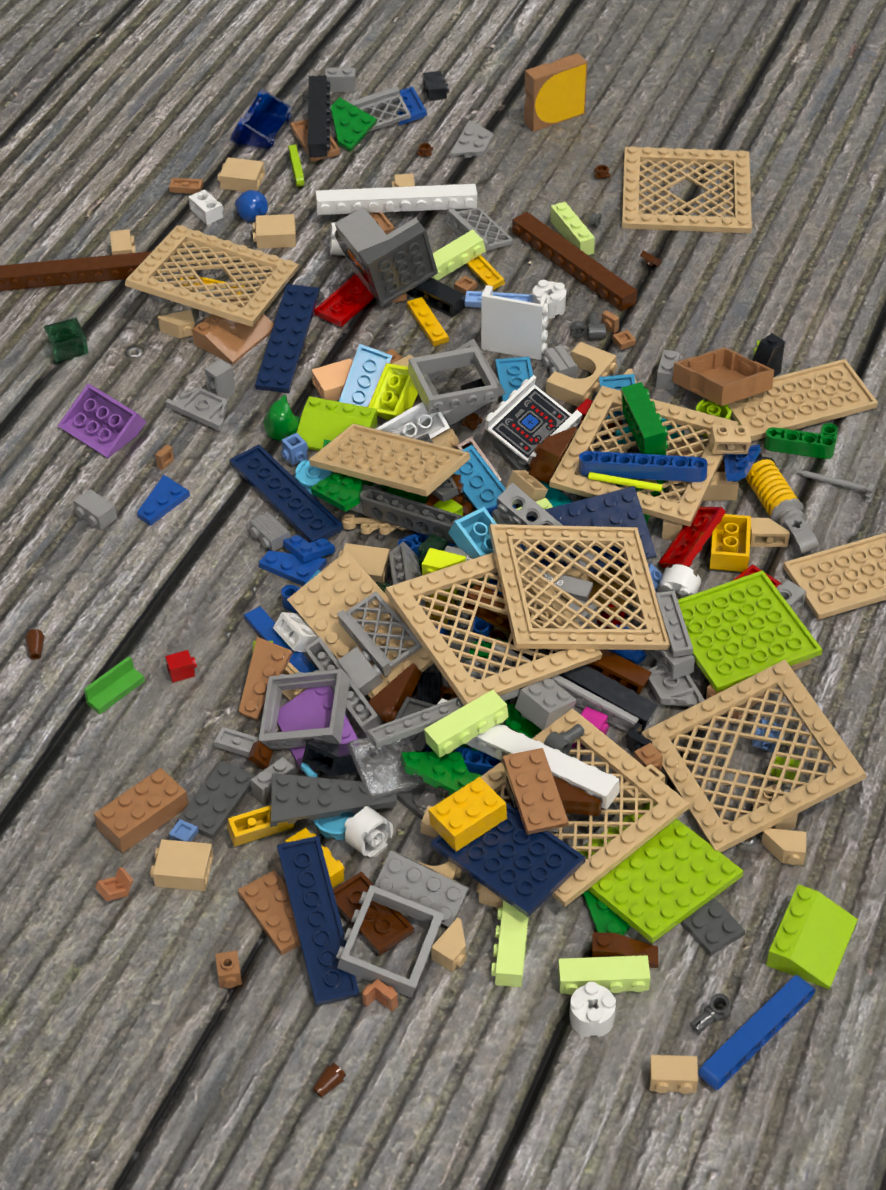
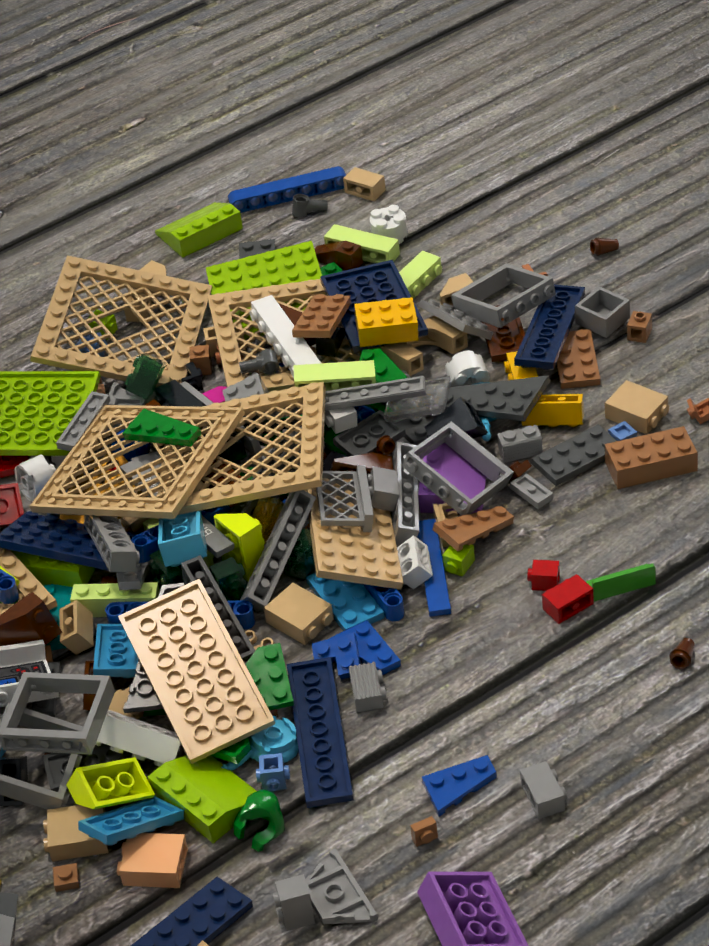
camera: 145 degrees left, 5 degrees down
(151, 652) = (567, 598): none -> red brick
(274, 964) = (602, 311): none -> light grey piece
(585, 608) = (161, 429): none -> green wing
(667, 696) = (145, 375): none -> clear green brick

